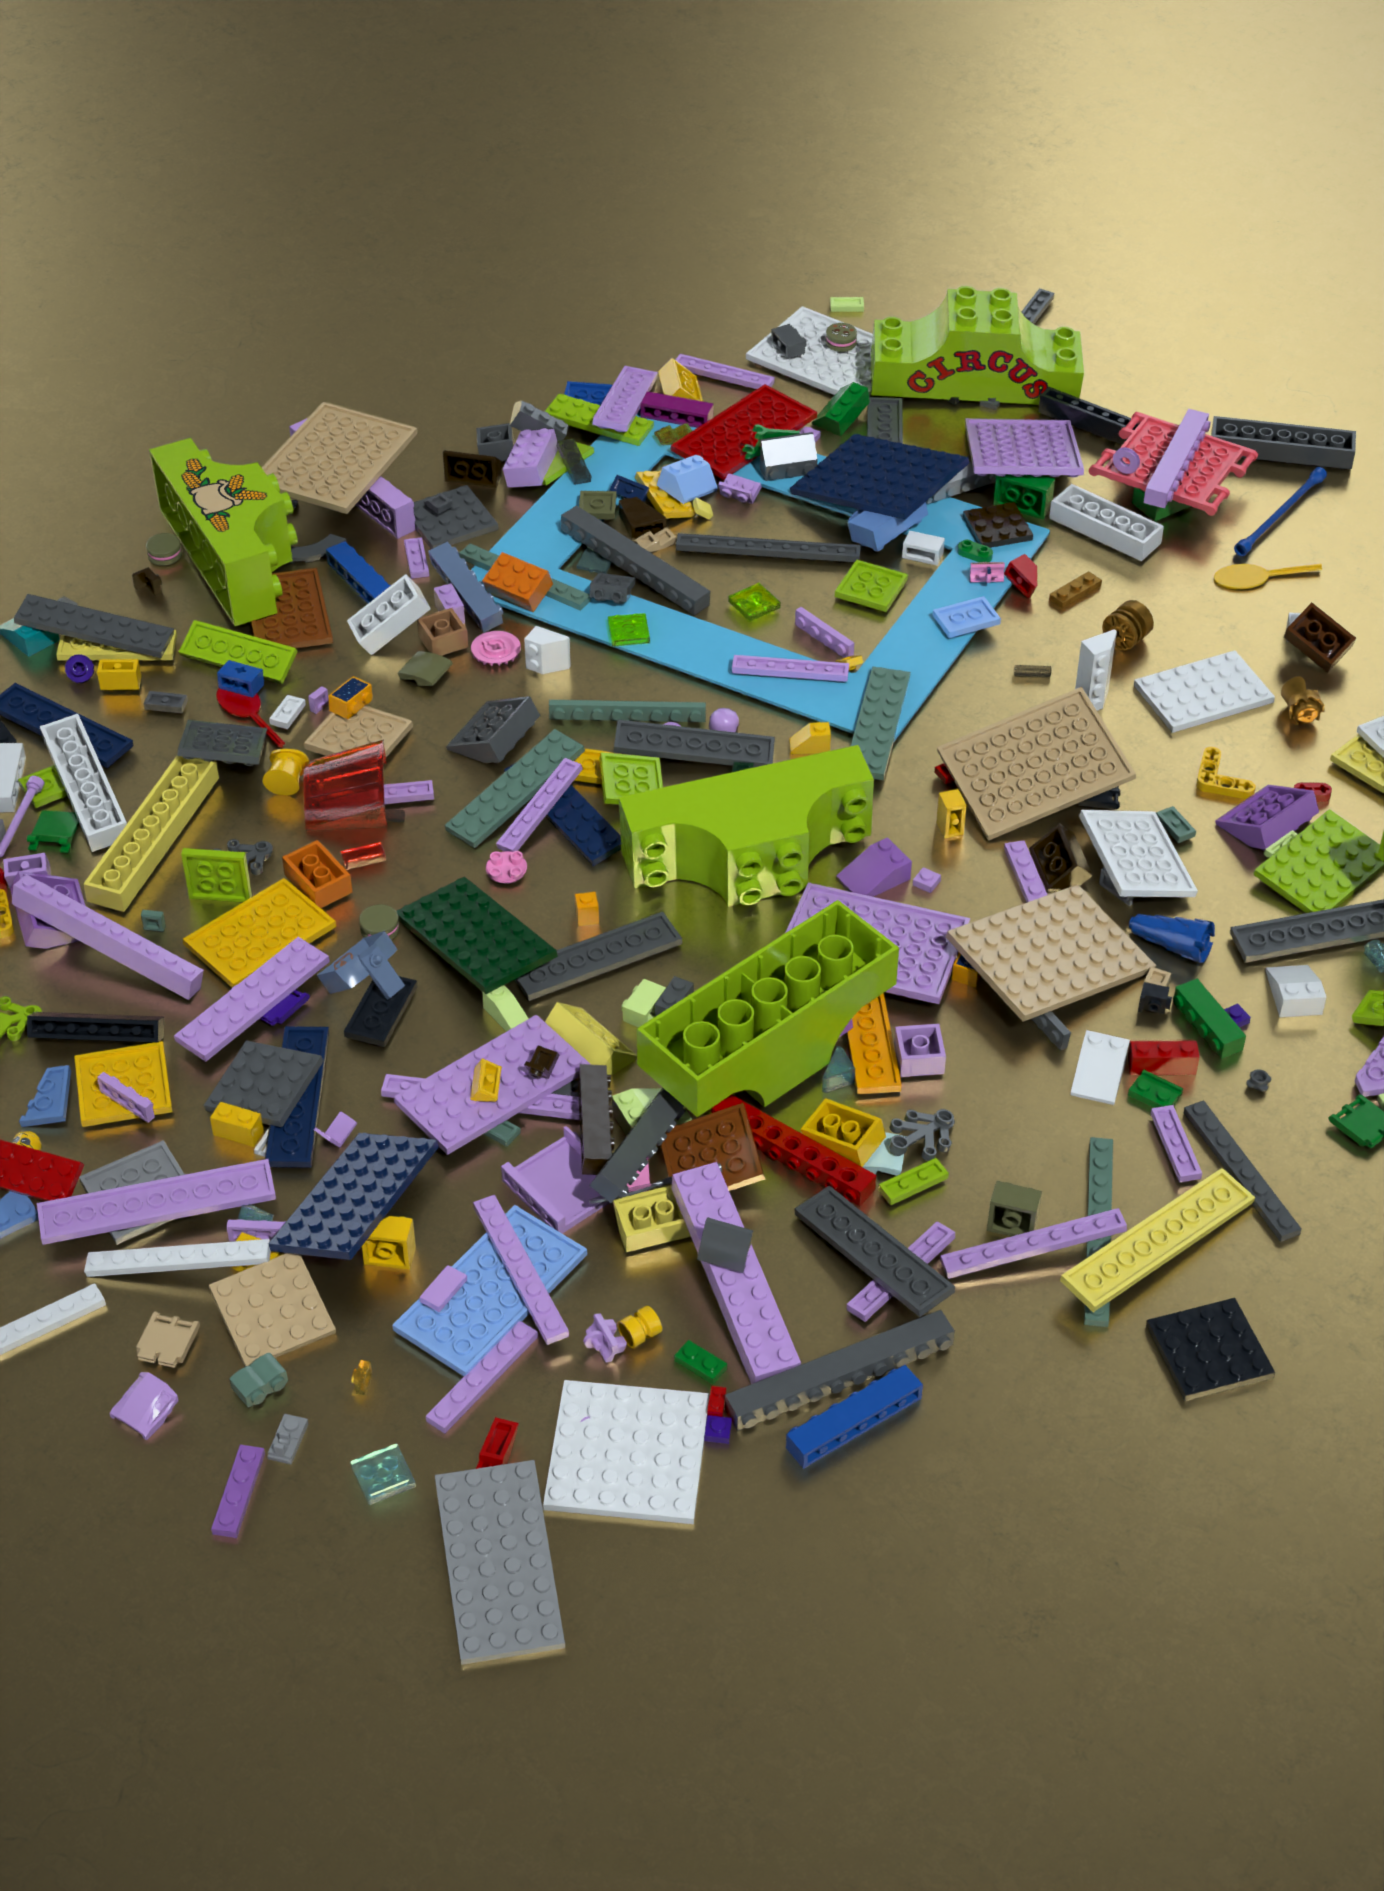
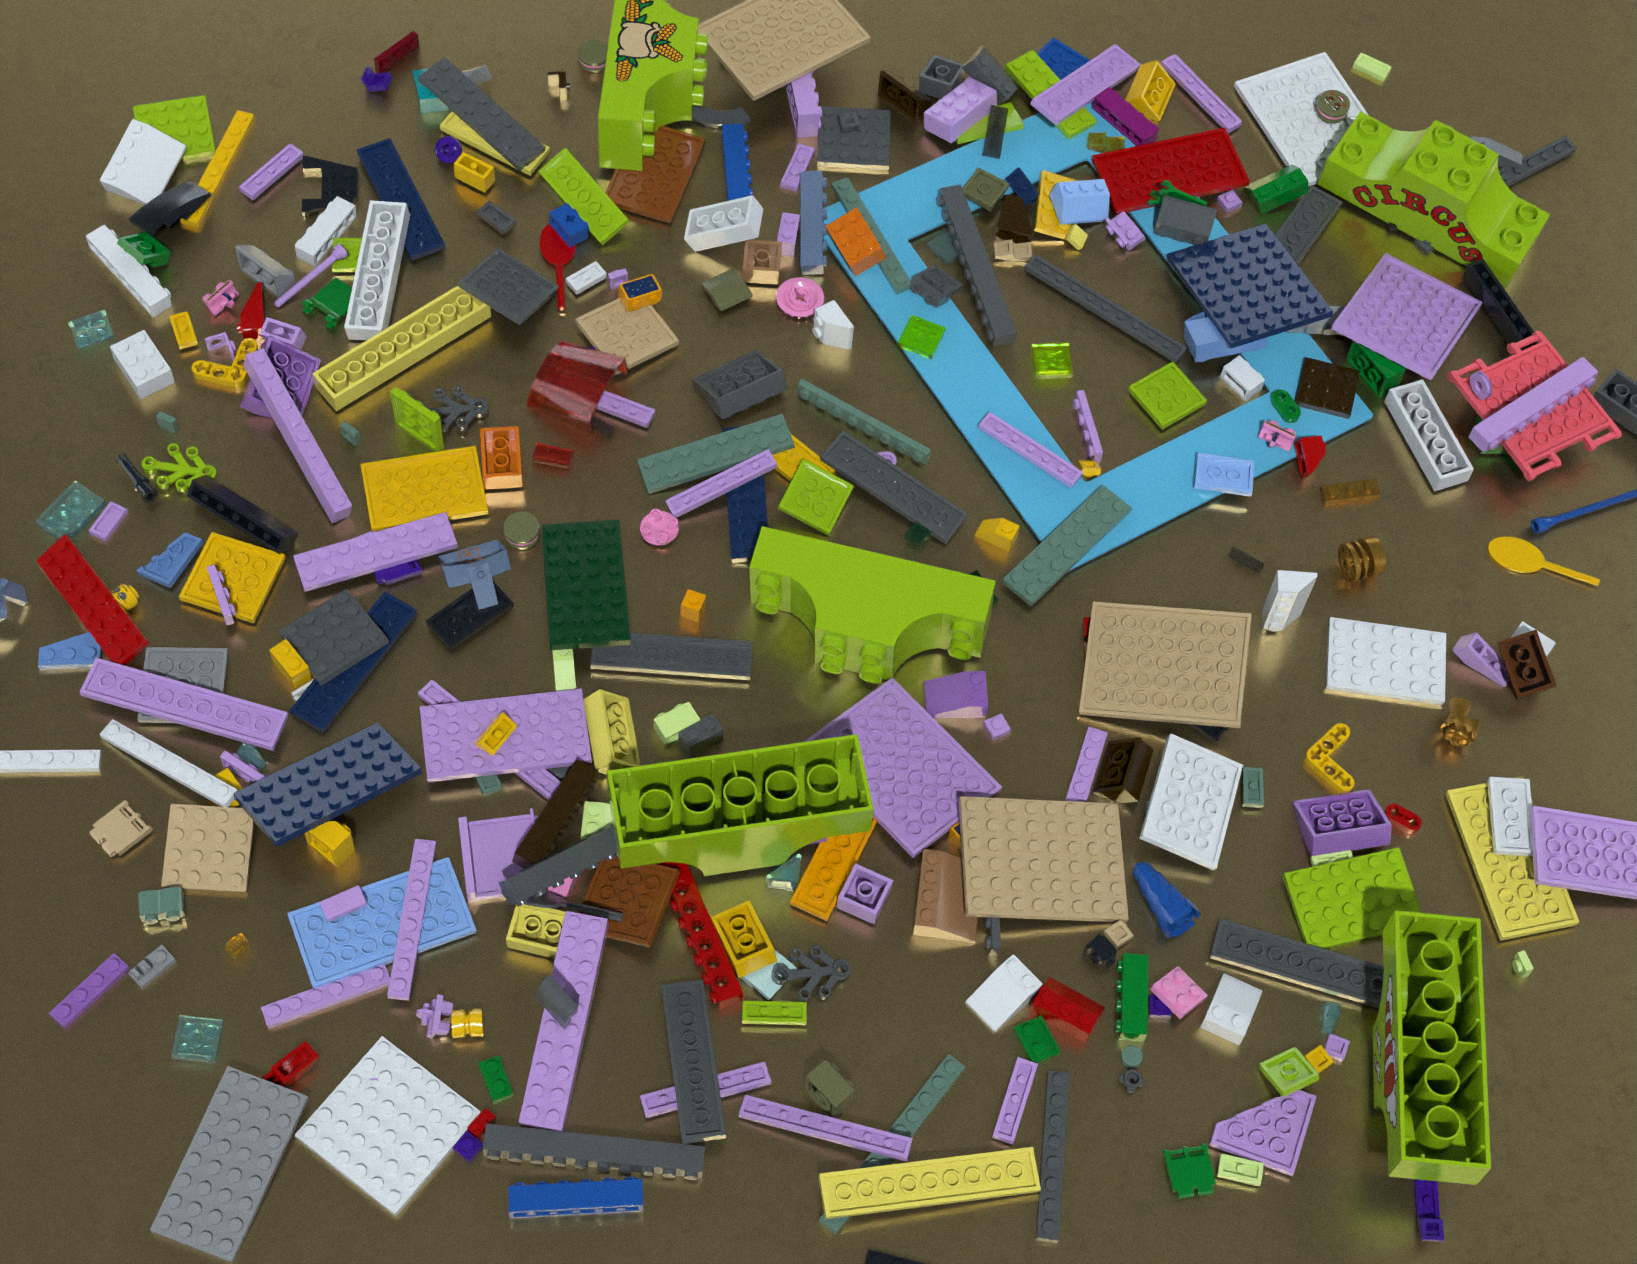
camera: 25 degrees right, 15 degrees up
(145, 1404) = (67, 879): lavender slope -> none
(285, 771) = (540, 341): yellow hat -> none
(339, 1129) = (362, 712): lavender bracket -> none
(542, 1062) = (547, 742): dark brown bracket -> none
(724, 720) = (938, 474): lavender hair -> none
(788, 341) = (1280, 88): dark grey brick -> none
(951, 813) = (1059, 674): yellow brick -> none
(987, 1023) = (942, 900): none -> medium nougat slope
(1243, 996) = (1179, 992): none -> bright pink plate
(1243, 1064) = (1131, 1056): none -> sand green tile
(1277, 653) = (1482, 658): none -> lavender slope

